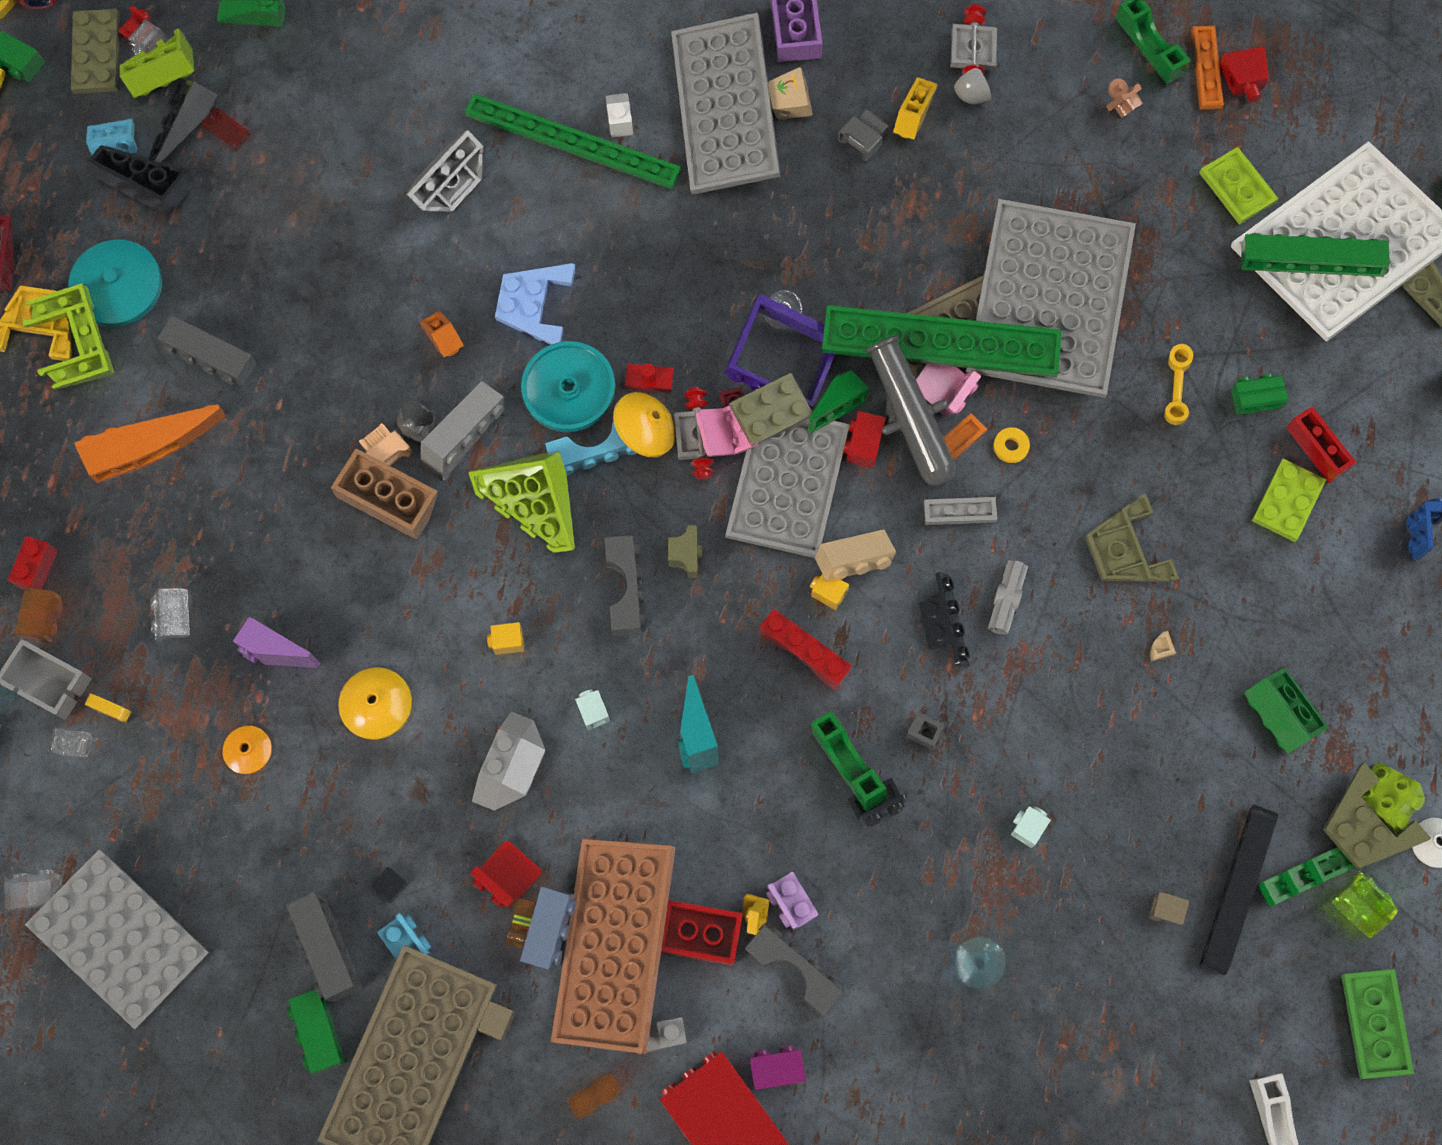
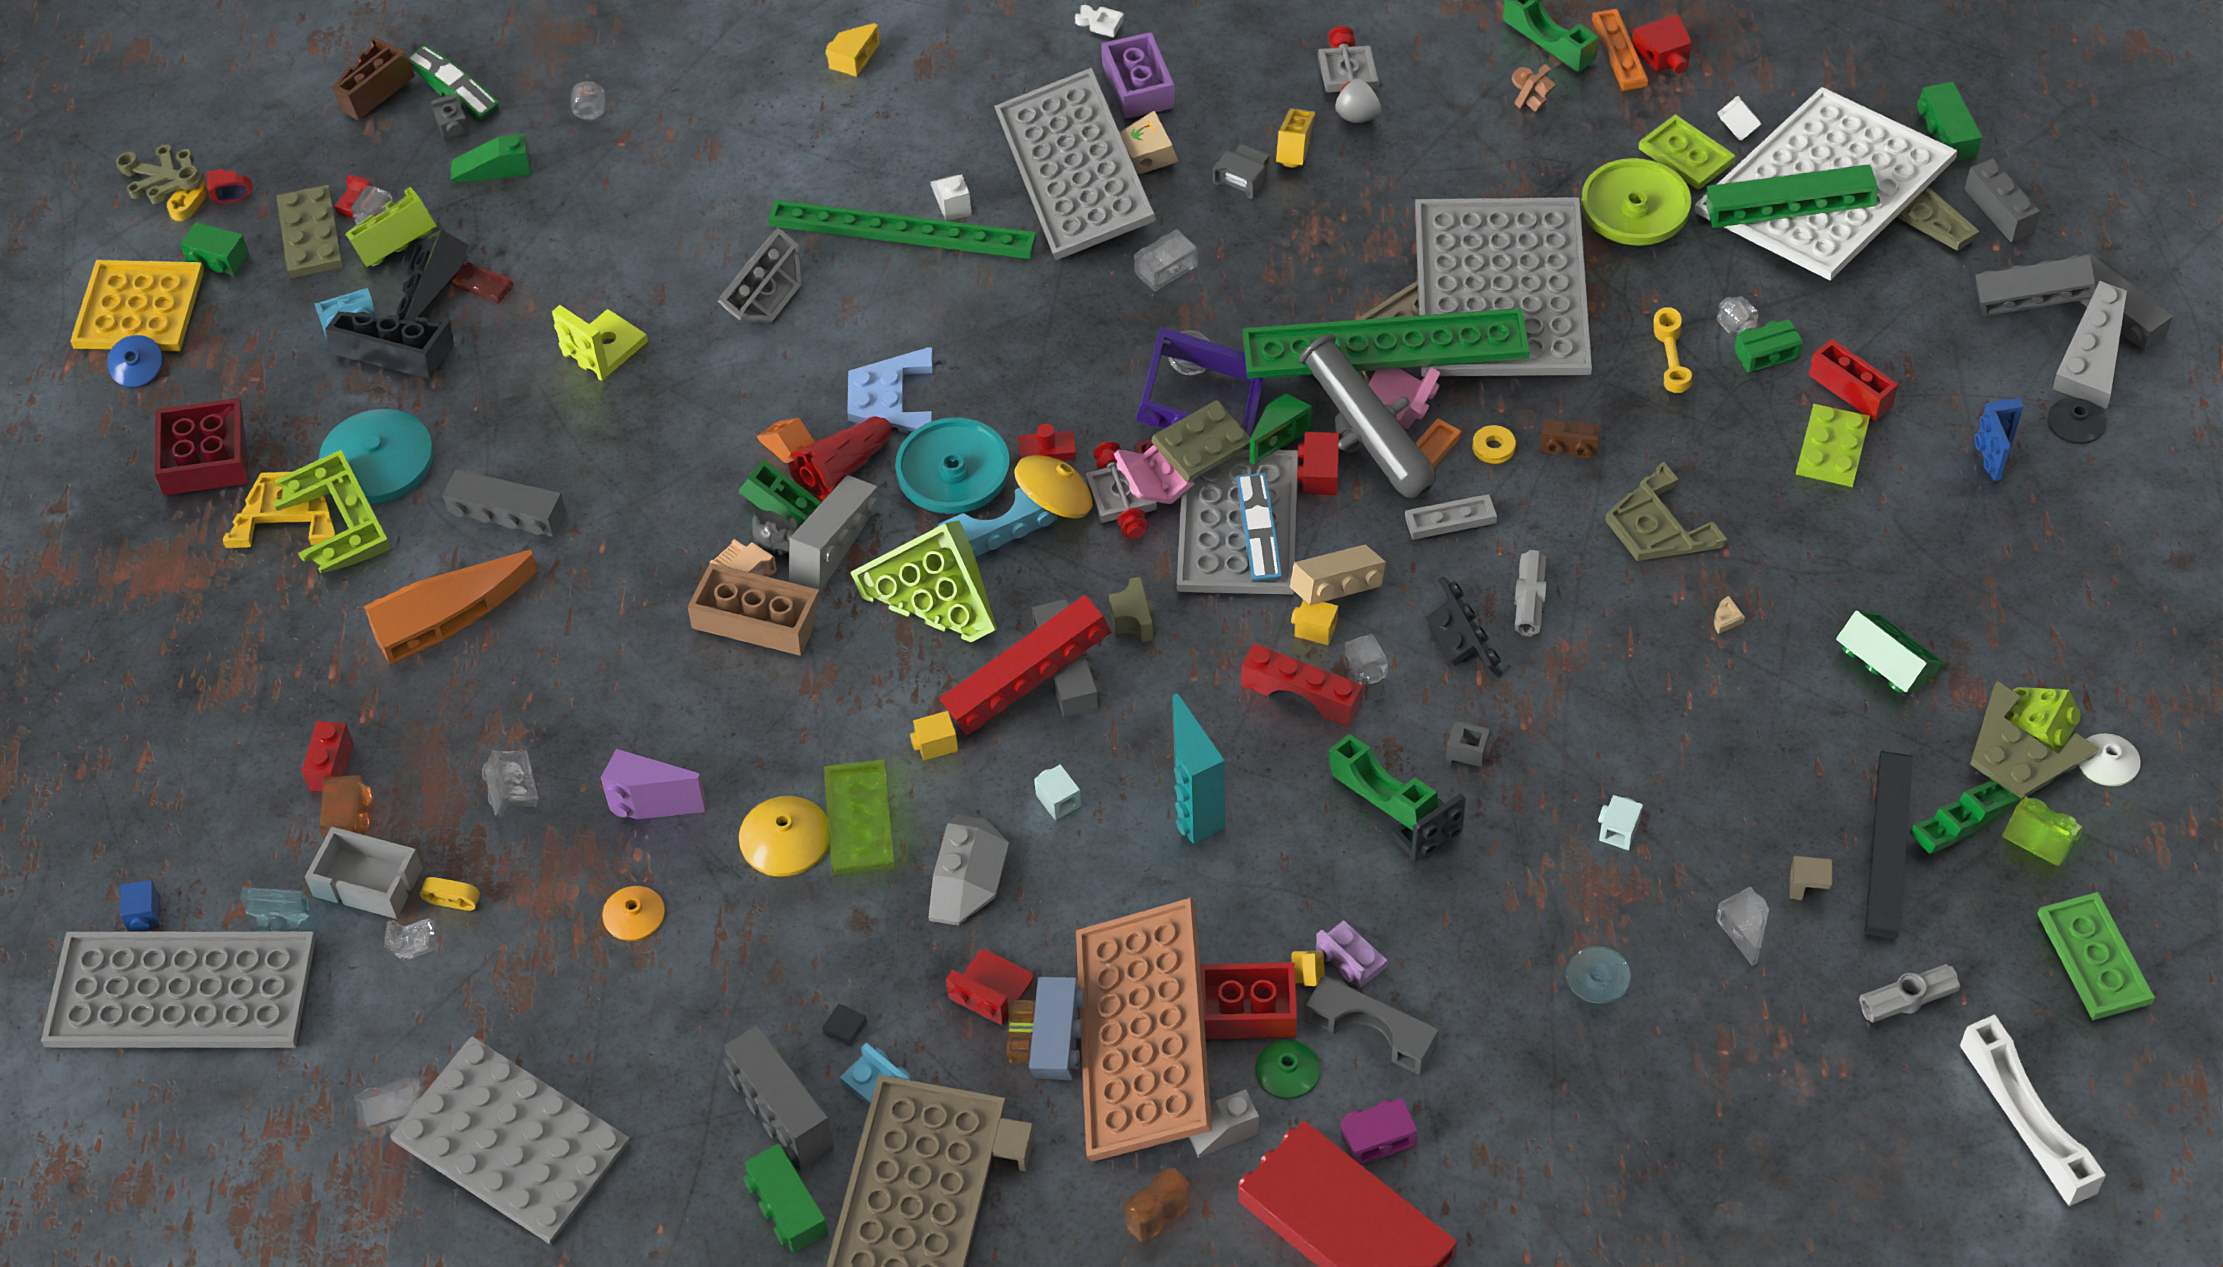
camera: 10 degrees left, 20 degrees down
(298, 208) = (586, 340): none -> neon yellow bracket
(427, 387) = (777, 492): none -> green slope
(434, 700) = (858, 817): none -> clear neon green plate
(474, 362) = (829, 460): none -> red cone
(588, 594) = (1025, 665): none -> red brick
(718, 1005) = (1287, 1081): none -> green dish
(781, 213) = (1165, 260): none -> clear brick
(801, 497) = (1258, 527): none -> slope
(862, 635) = (1366, 659): none -> clear brick
(1074, 452) = (1570, 438): none -> reddish brown bracket
(1108, 939) = (1744, 921): none -> clear slope
(1183, 231) = (1636, 201): none -> lime dish
(1236, 1027) = (1925, 987): none -> light grey piece
(1240, 361) = (1737, 315): none -> clear head
(1291, 159) = (1739, 118): none -> white panel

